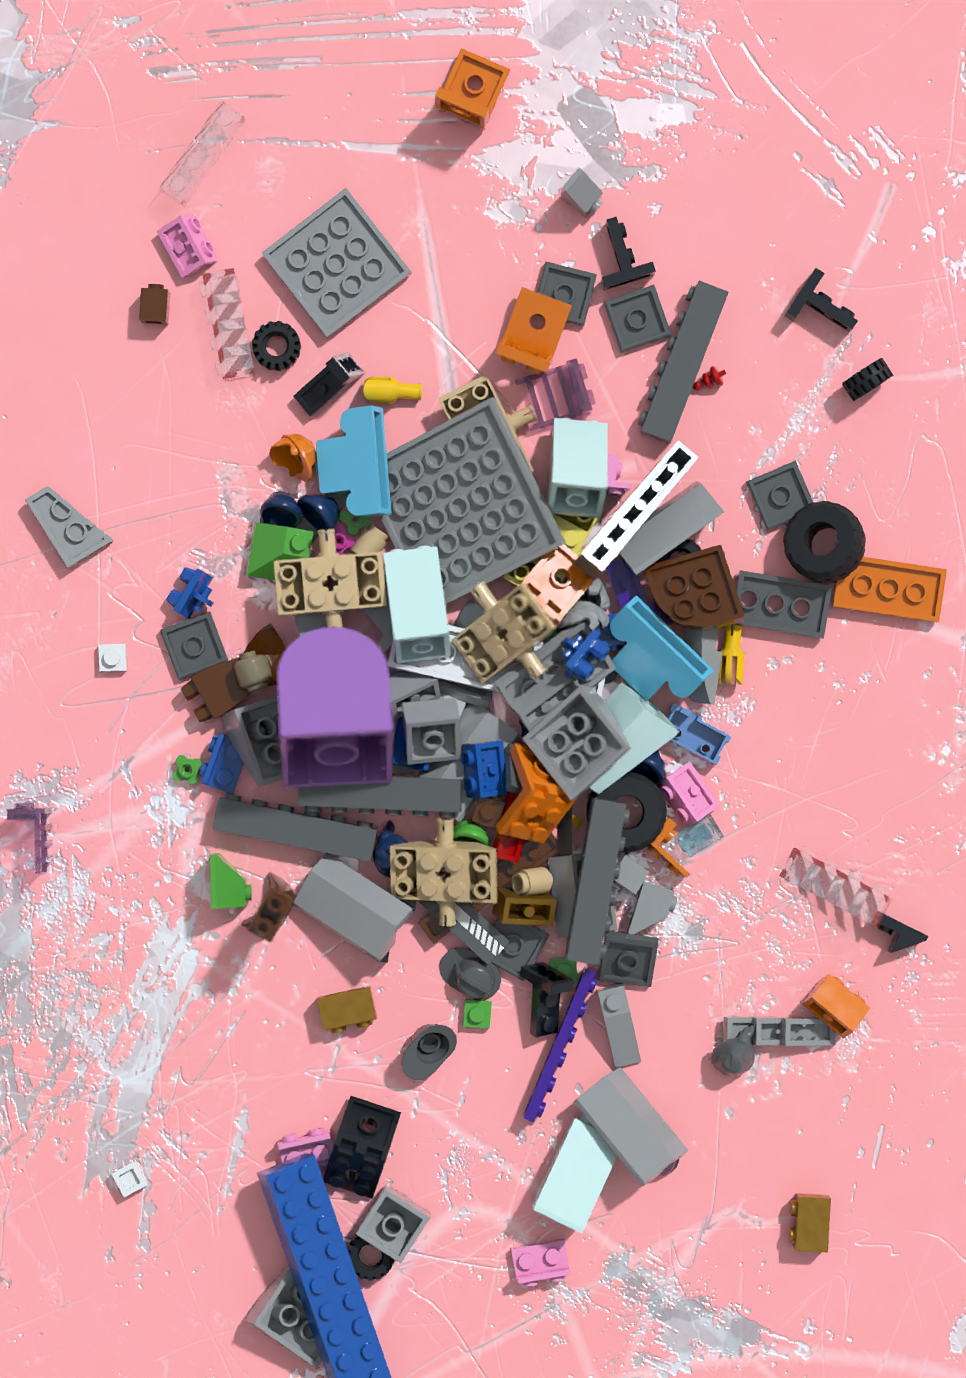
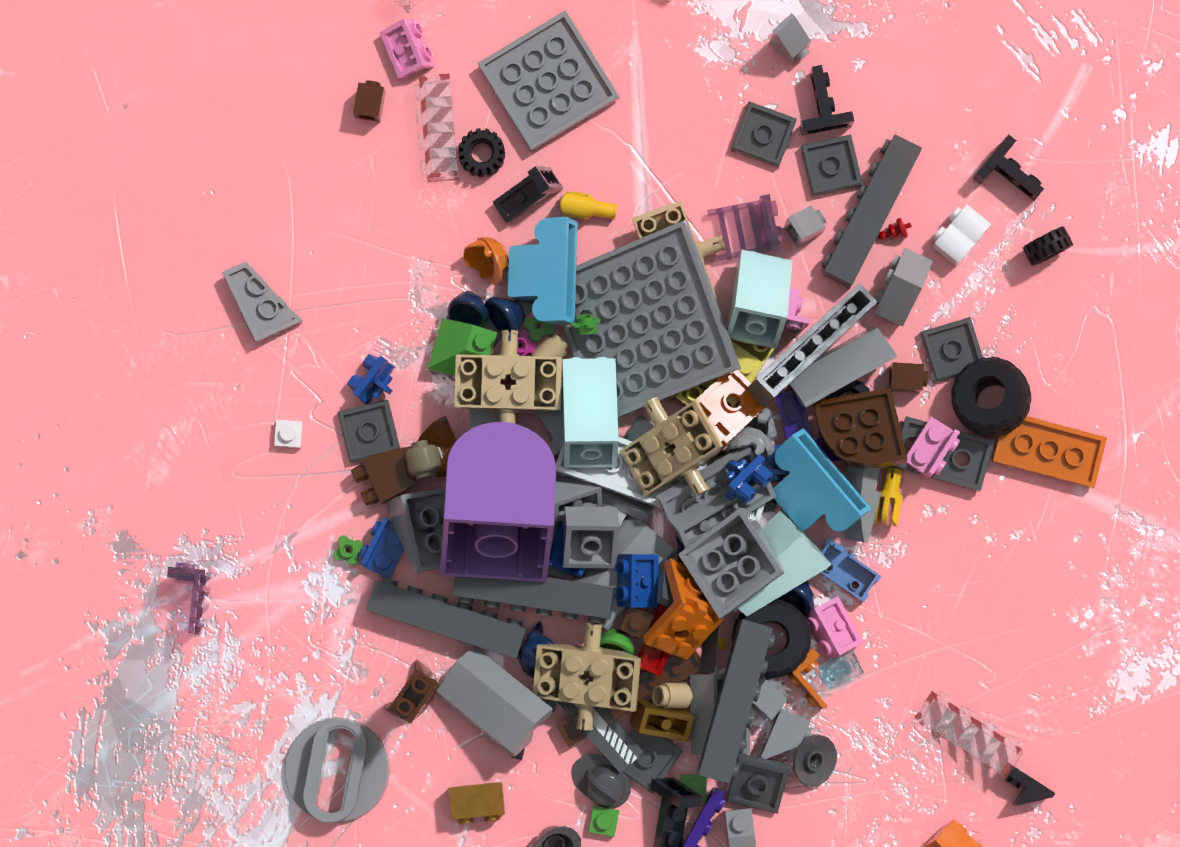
camera: 10 degrees right, 5 degrees down
(227, 884) = (374, 666): bright green slope -> none
(232, 998) = (366, 775): none -> light grey piece
(403, 513) = (585, 324): none -> bright green plate
(531, 345) = (725, 177): orange bracket -> none
(617, 385) = (805, 225): none -> light grey slope
(683, 930) = (814, 760): none -> dark grey dish
(723, 437) = (903, 286): none -> light grey brick
(737, 530) = (907, 377): none -> reddish brown brick
(769, 600) = (931, 447): none -> bright pink bracket
(777, 377) = (961, 234): none -> white brick

